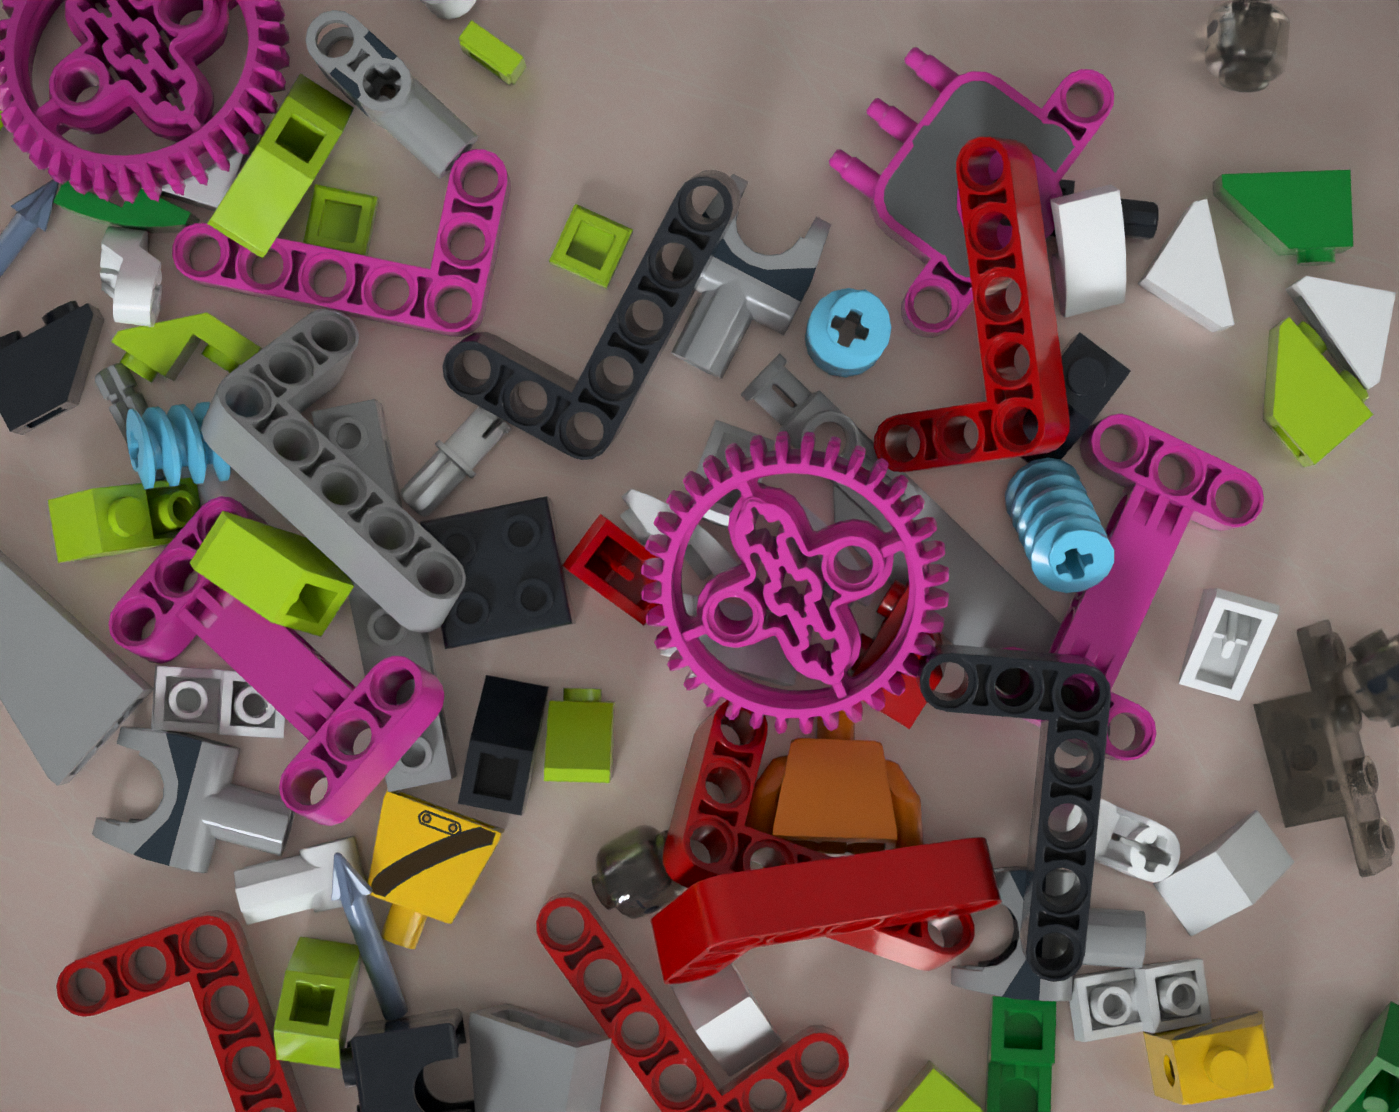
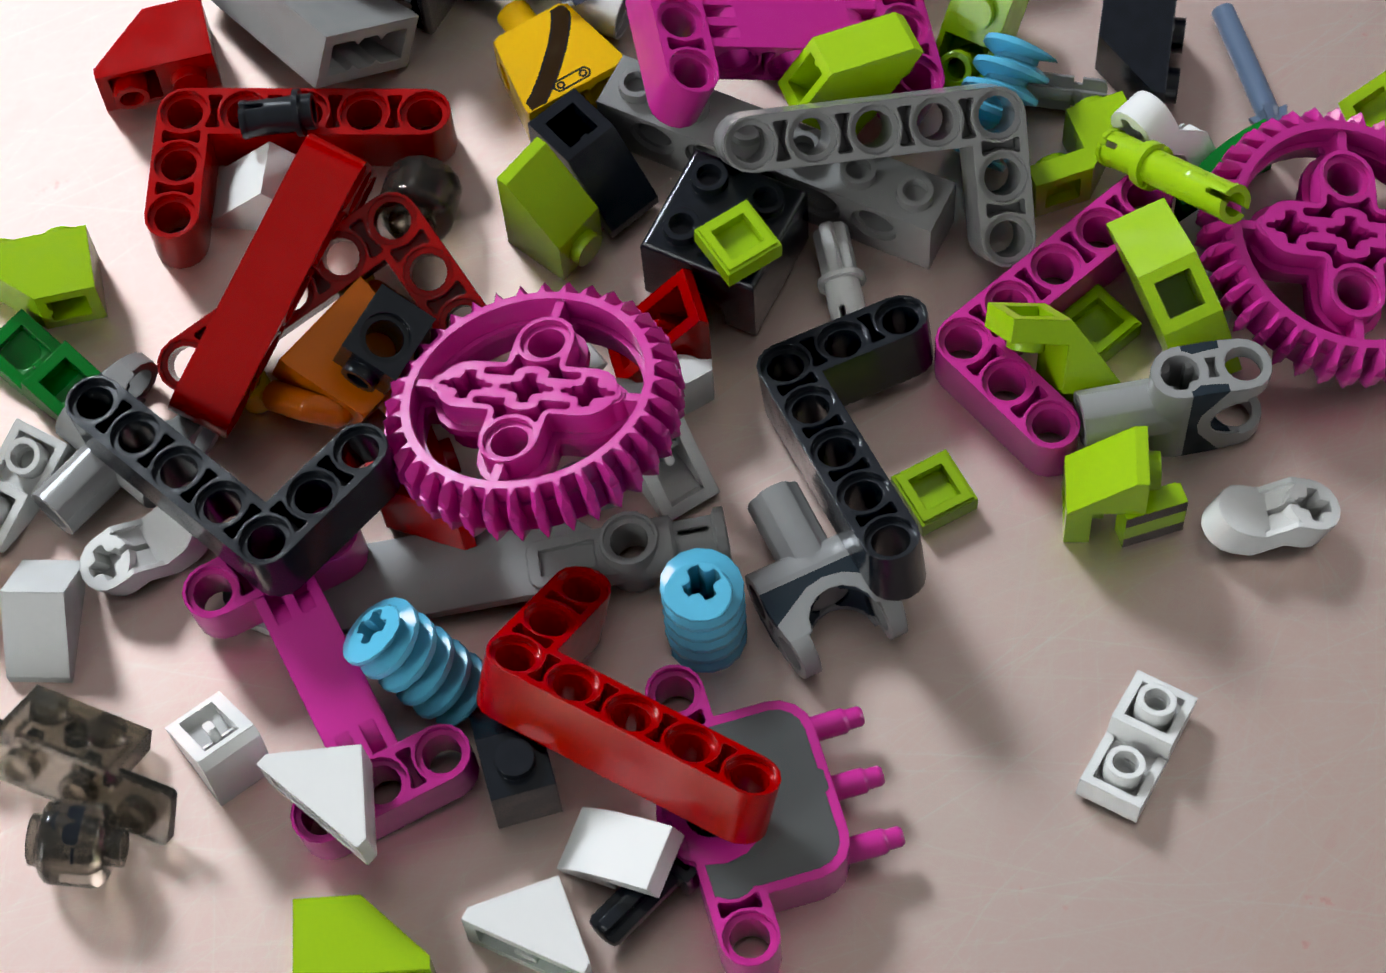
camera: 135 degrees right, 25 degrees down
(185, 247) = (1155, 167): none -> lime pin
(405, 227) = (1063, 351): none -> lime slope
(502, 92) = (1108, 479): none -> lime slope
(522, 531) = (738, 243): none -> lime tile
(668, 1039) = (278, 115): none -> black pin
(803, 785) = (398, 320): none -> black brick
(1224, 490) = (332, 789): none -> white slope

